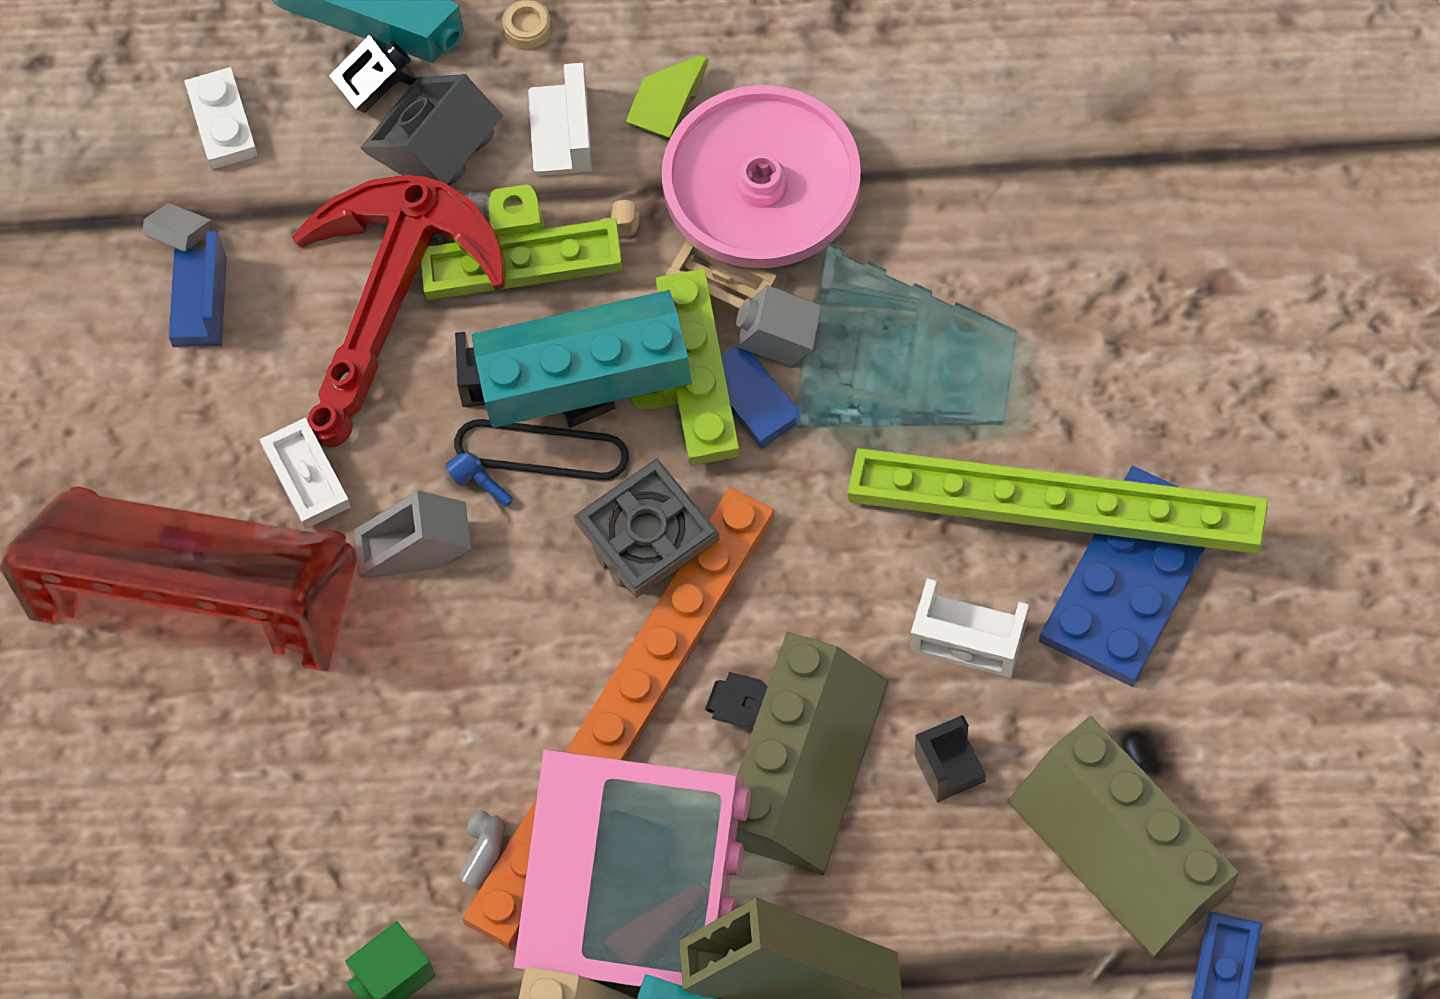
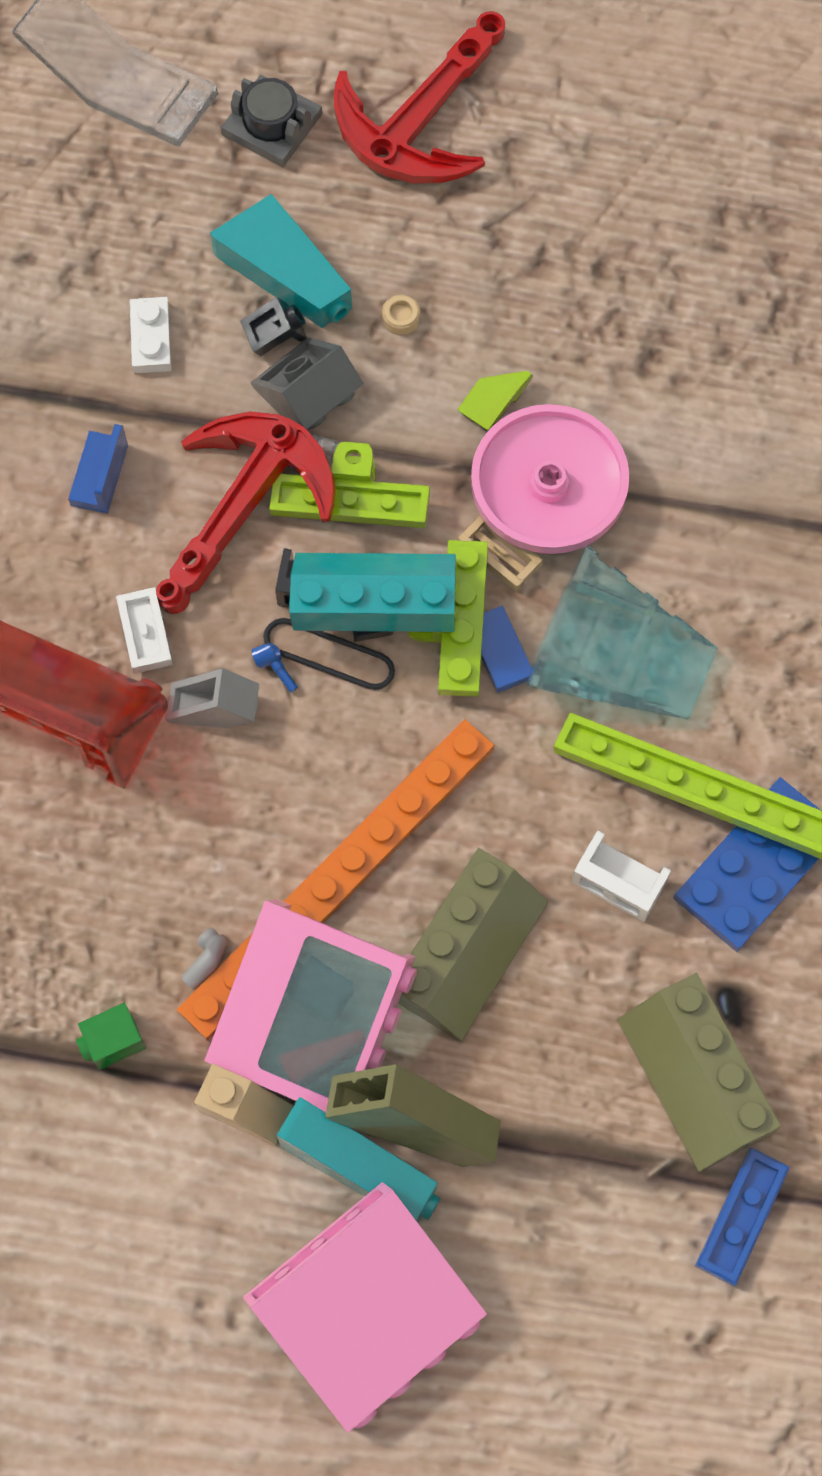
camera: 10 degrees right, 5 degrees up
(176, 227) = (94, 413): light grey tile -> none
(561, 125) = (407, 401): white panel -> none
(626, 217) = (438, 486): tan hand -> none
(650, 531) = (391, 740): dark grey piece -> none
(729, 703) = (428, 889): black piece -> none
(778, 325) = (533, 600): light grey brick -> none
(948, 759) = (579, 977): black panel -> none

